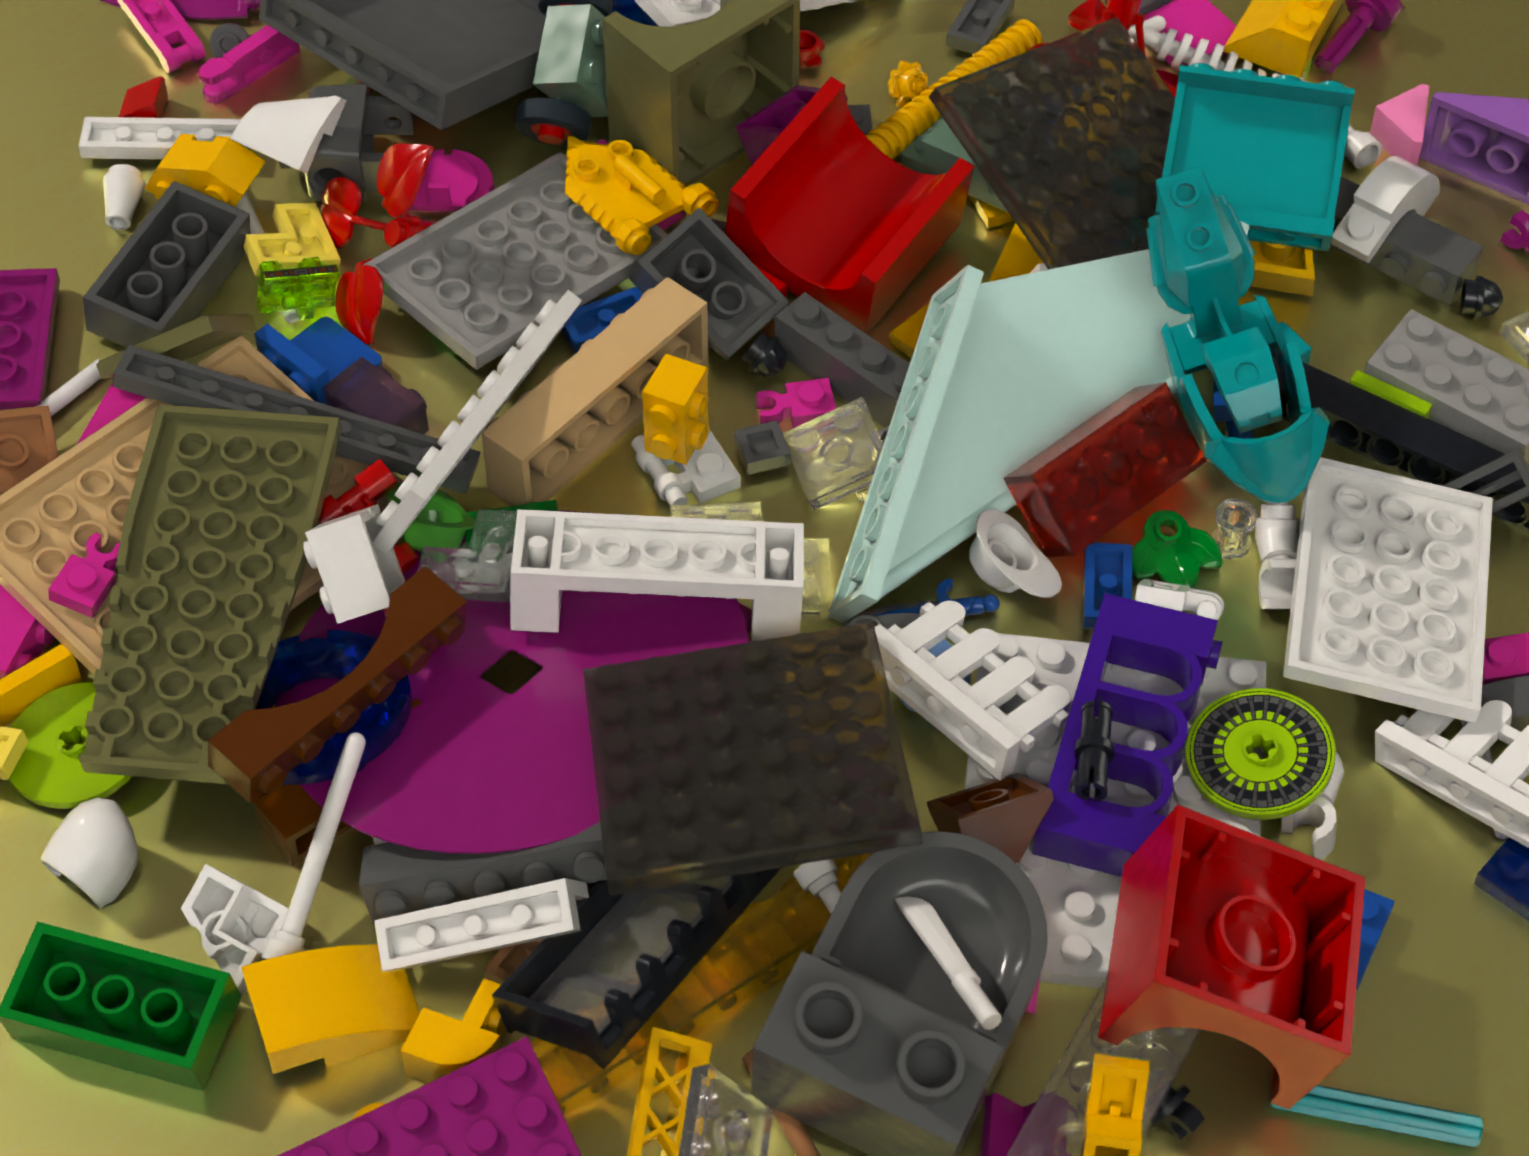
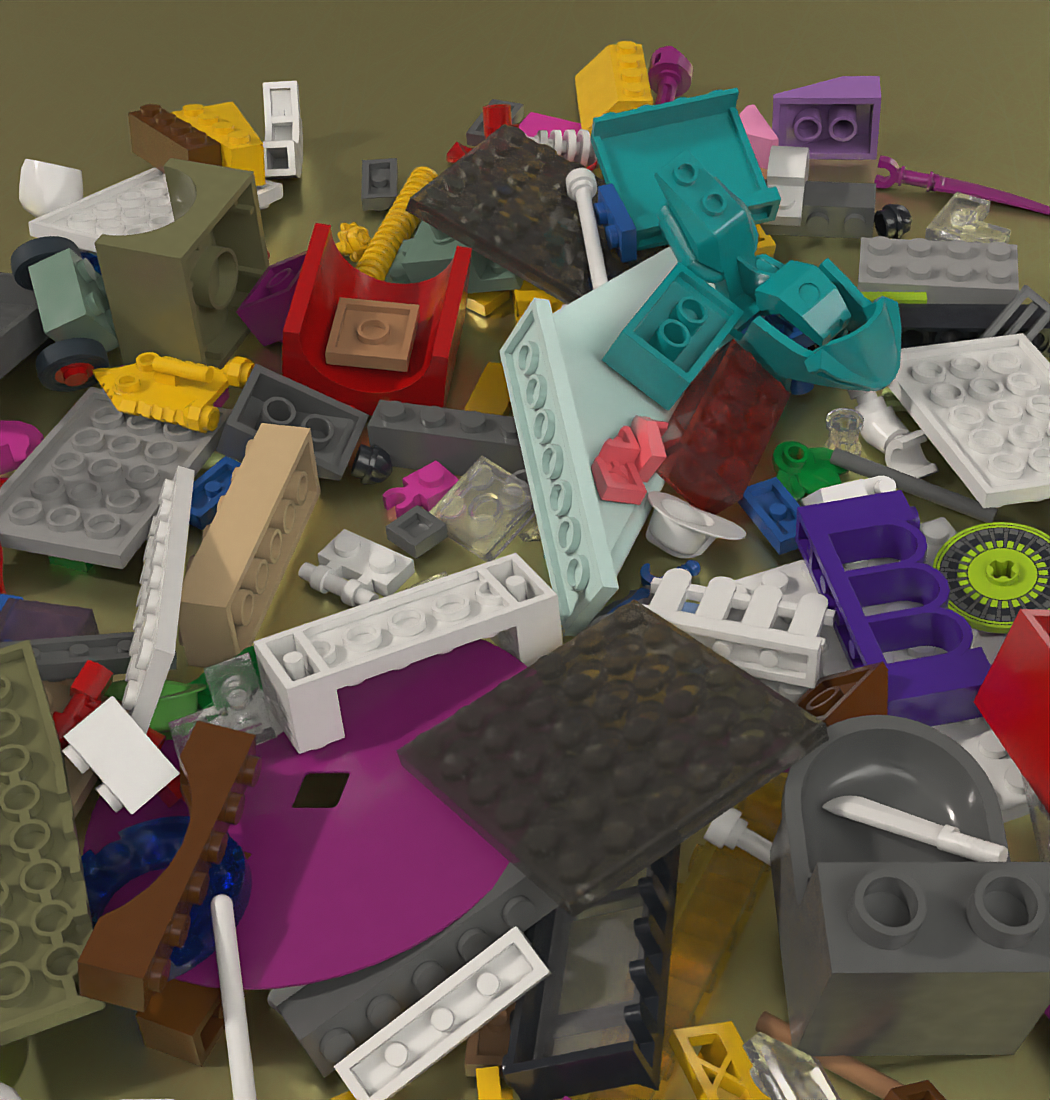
camera: 25 degrees left, 10 degrees down
(676, 409) = (334, 519): yellow brick -> none
(831, 220) = (372, 334): none -> medium nougat plate
(964, 474) = (616, 472): none -> coral slope
(1004, 465) = (652, 453): none -> coral slope
(1094, 751) = (889, 620): black pin -> none
(1106, 353) = (672, 336): none -> teal slope
(1141, 133) = (581, 188): none -> white piece
(1144, 203) = (618, 225): none -> blue plate
(1246, 595) = (914, 486): none -> dark grey bar

